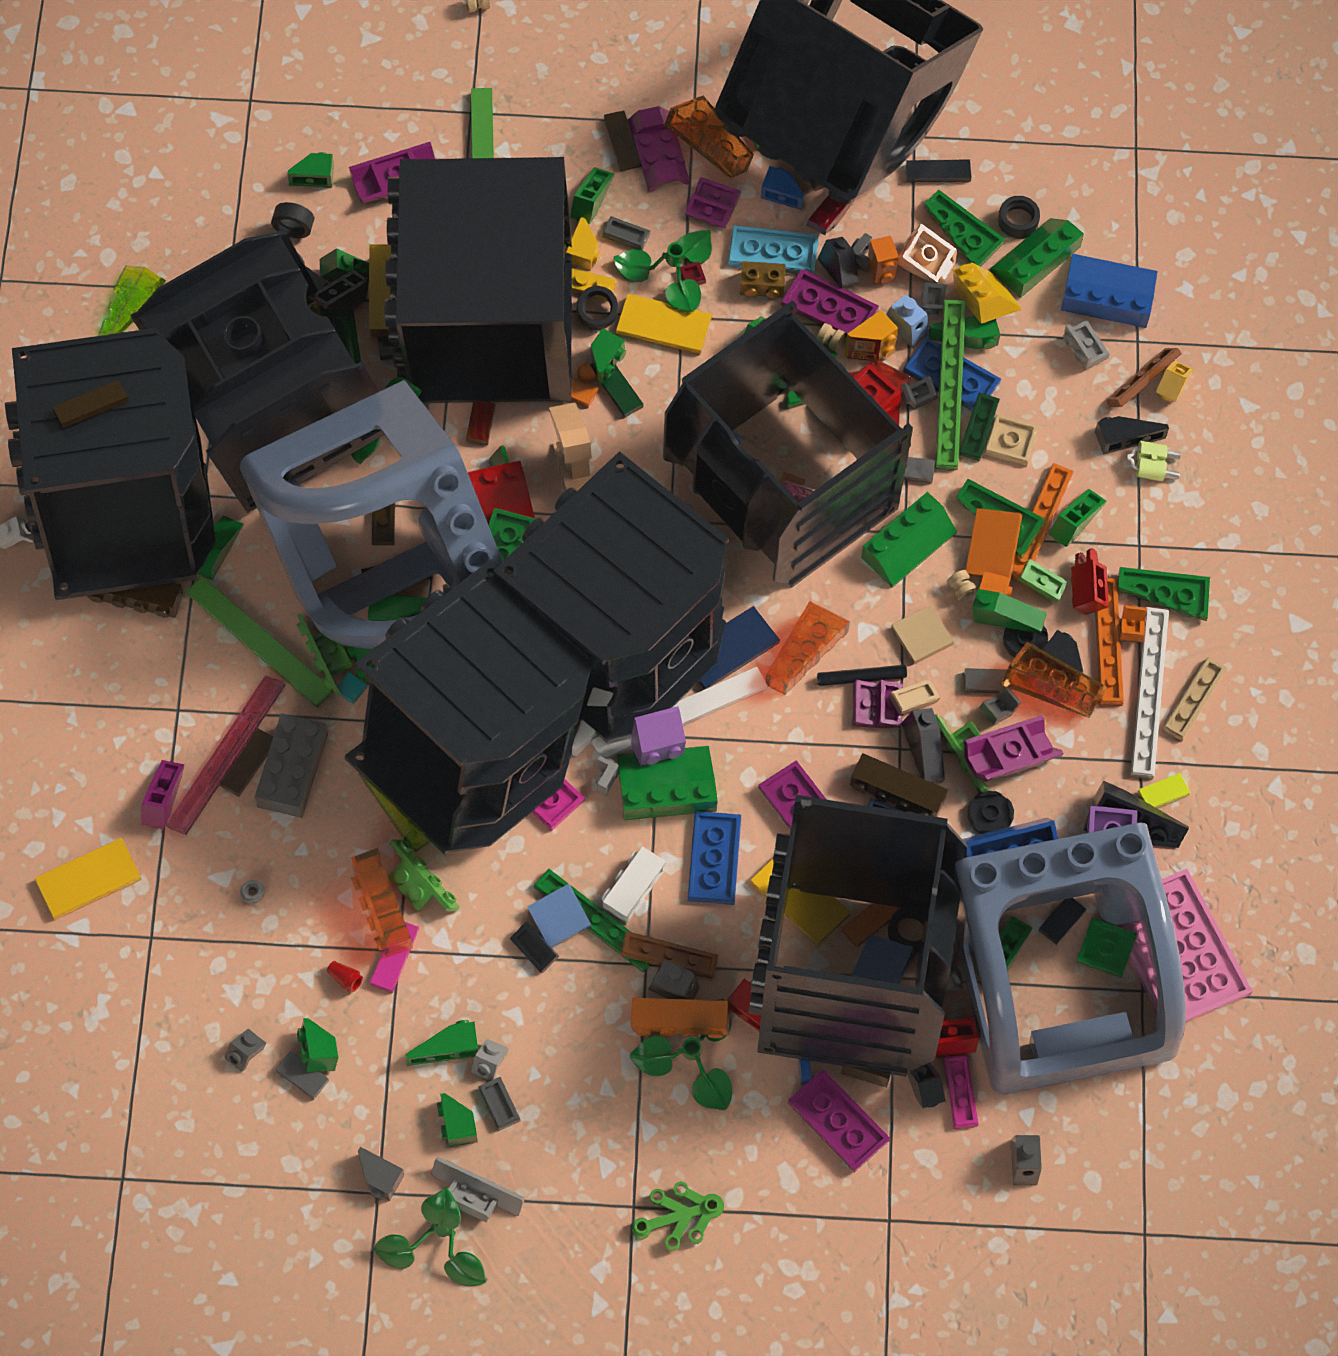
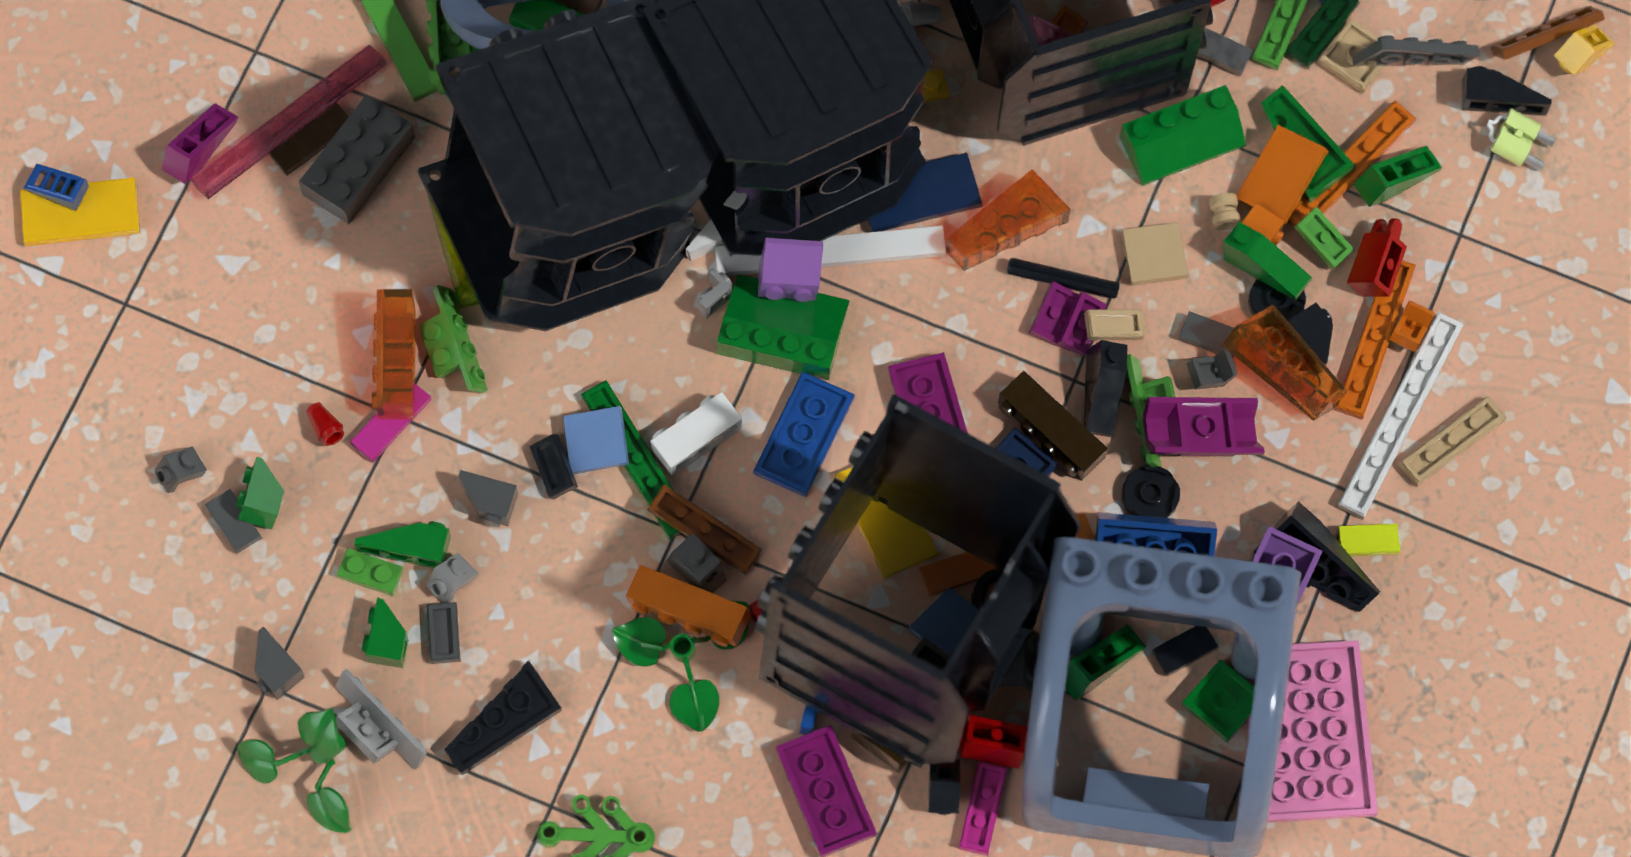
camera: 20 degrees right, 5 degrees up
(70, 872) = (72, 200): none -> blue slope
(252, 885) = (255, 283): light grey plate -> none
(424, 1077) = (370, 572): none -> bright green plate
(494, 988) = (490, 497): none -> dark grey slope
(559, 806) = (647, 311): dark pink tile -> none
(577, 1146) = (509, 716): none -> black wing
(1054, 422) = (1413, 52): none -> dark grey wing
(1170, 590) = (1475, 301): green wing -> none

